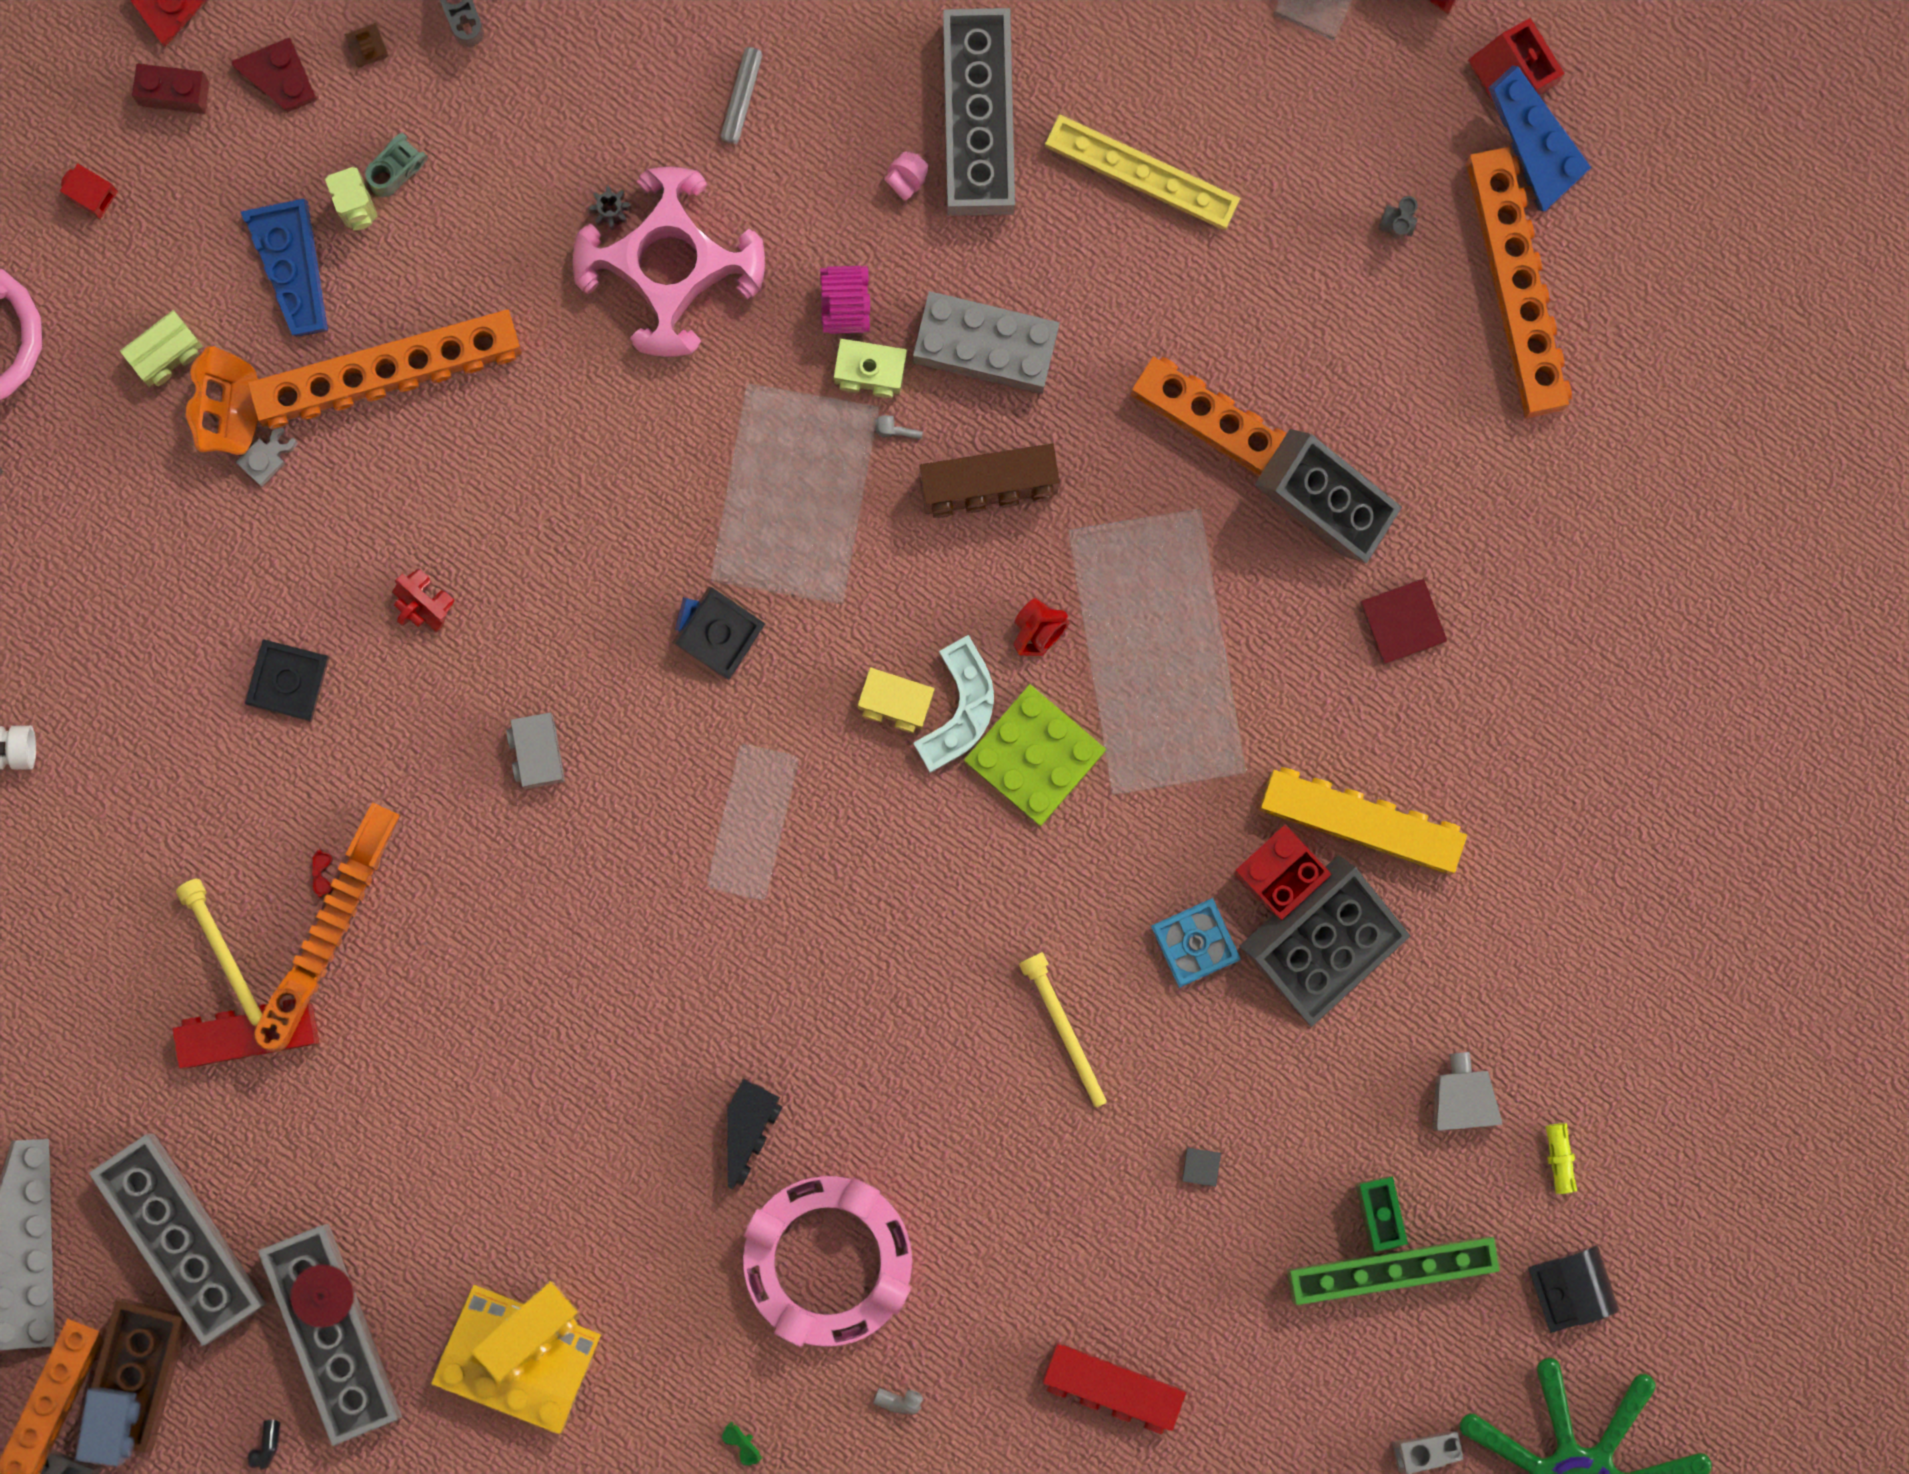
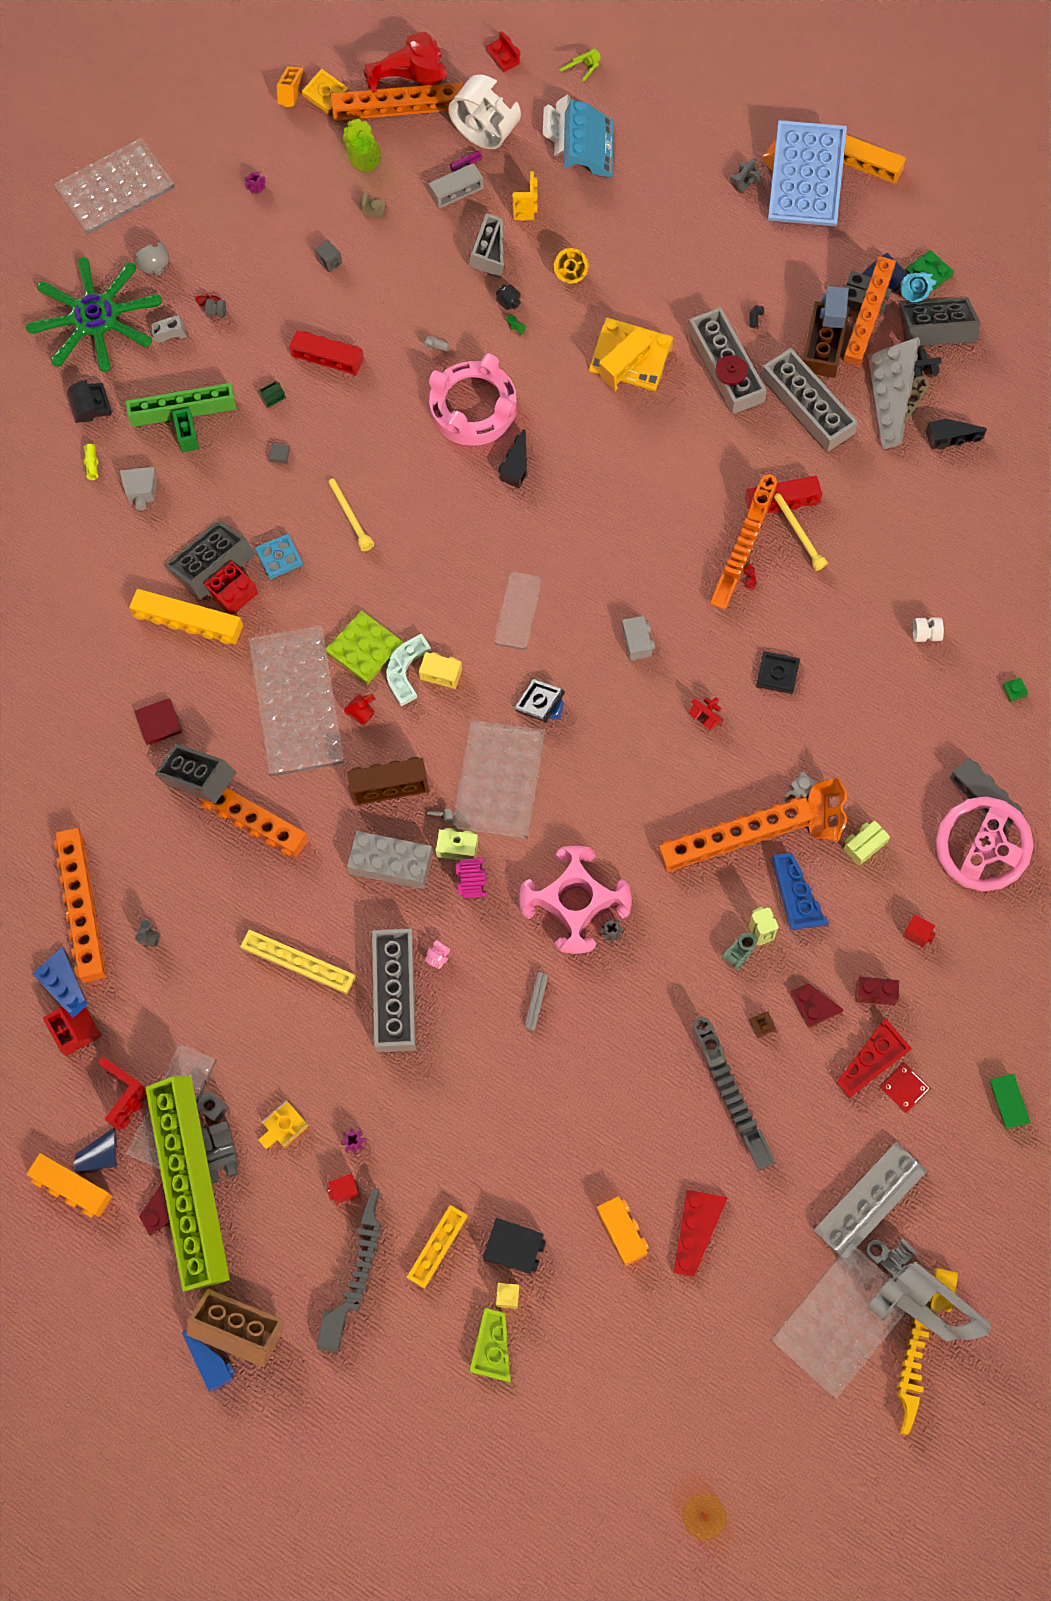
camera: 170 degrees left, 15 degrees down
(1220, 1299) = (271, 394): none -> dark green piece

